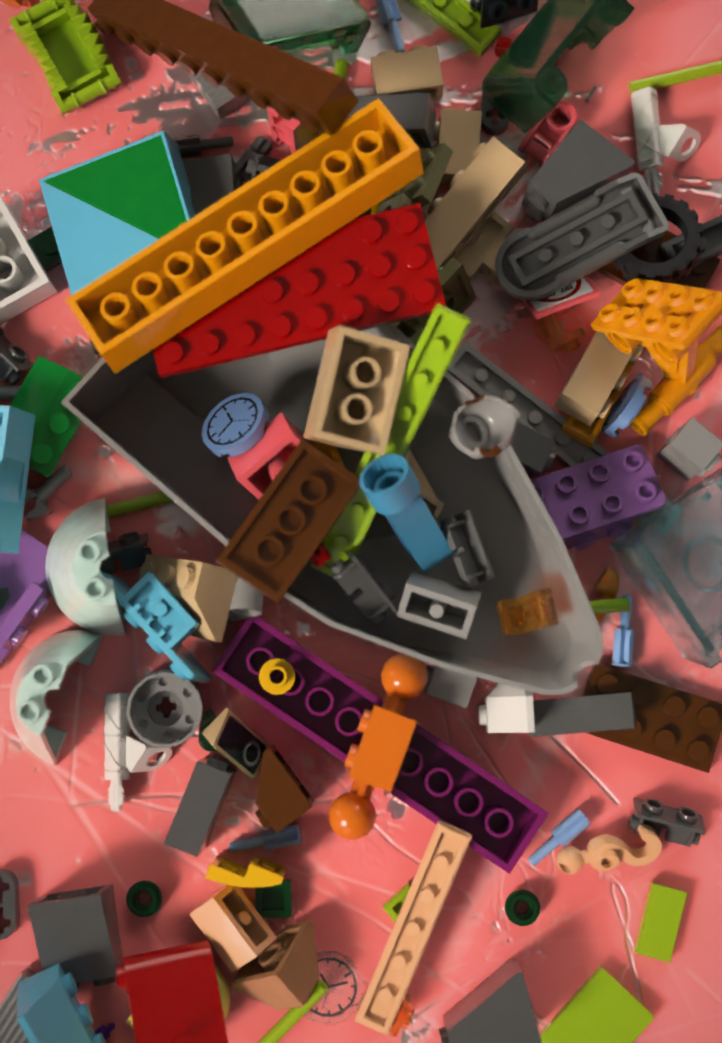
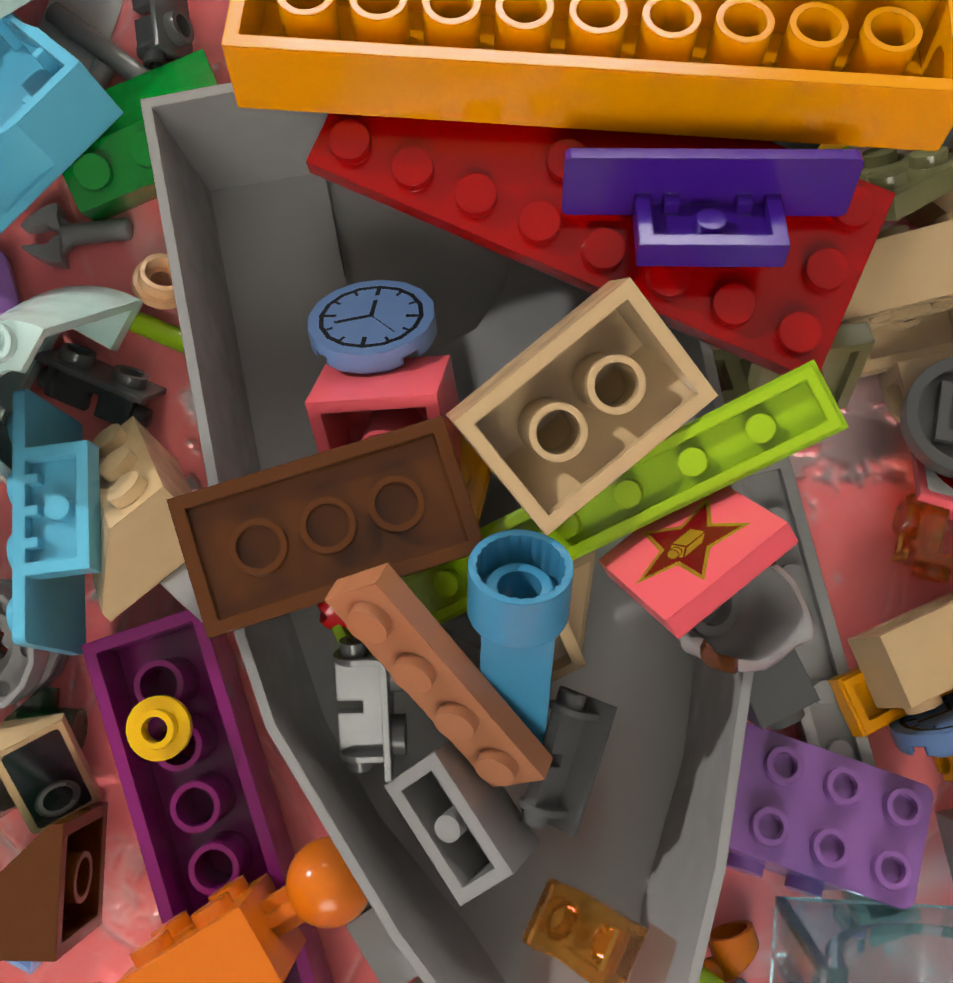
camera: 40 degrees right, 0 degrees up
(106, 475) = (145, 277): none -> light nougat plate
(347, 269) = (710, 202): none -> dark purple bracket
(386, 548) = (438, 676): none -> nougat plate
(450, 417) = (698, 557): none -> coral tile

